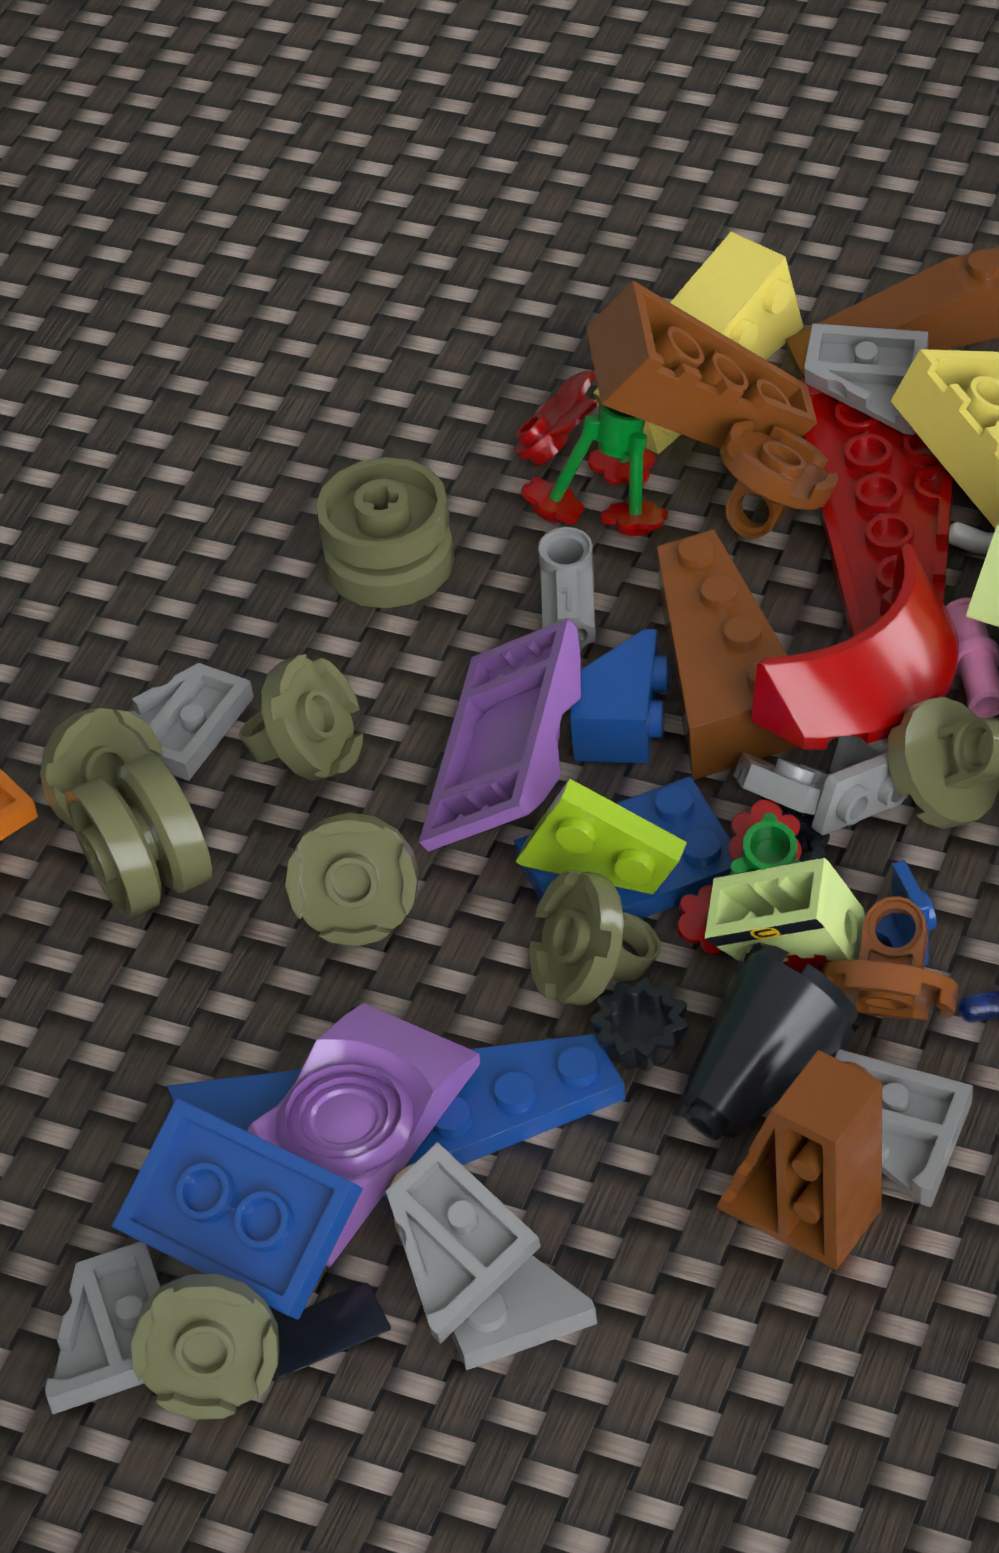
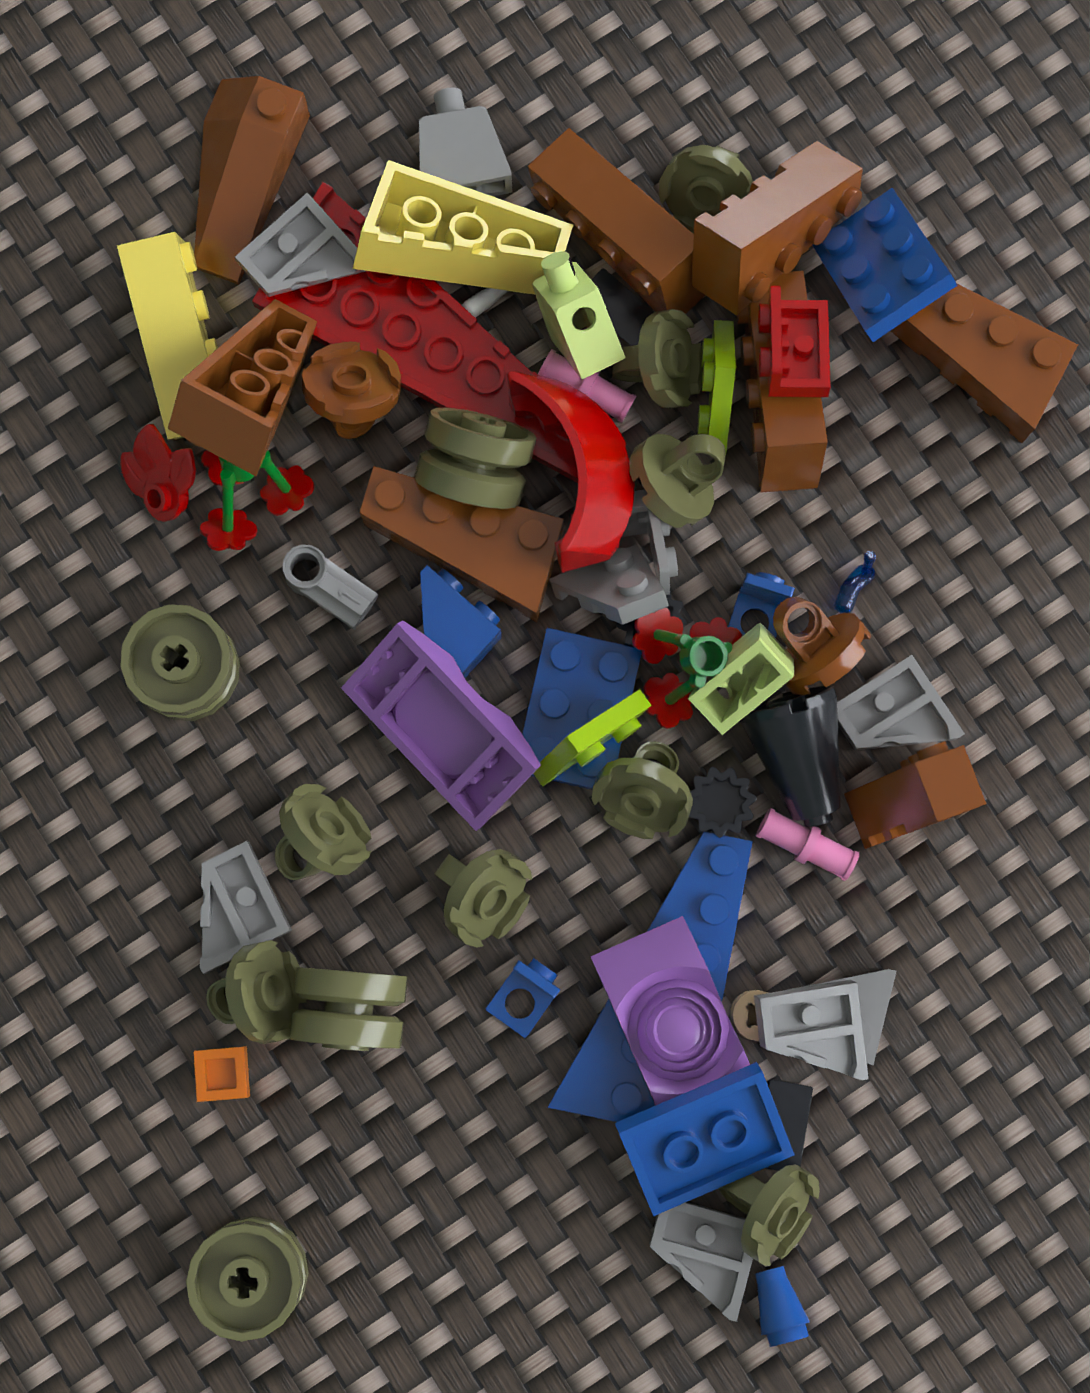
camera: 60 degrees left, 35 degrees up
(92, 1445) = (779, 1308): none -> blue cone
(298, 990) = (533, 978): none -> blue bracket
(667, 1135) = (807, 844): none -> bright pink pin
(794, 587) = (475, 458): none -> olive wheel

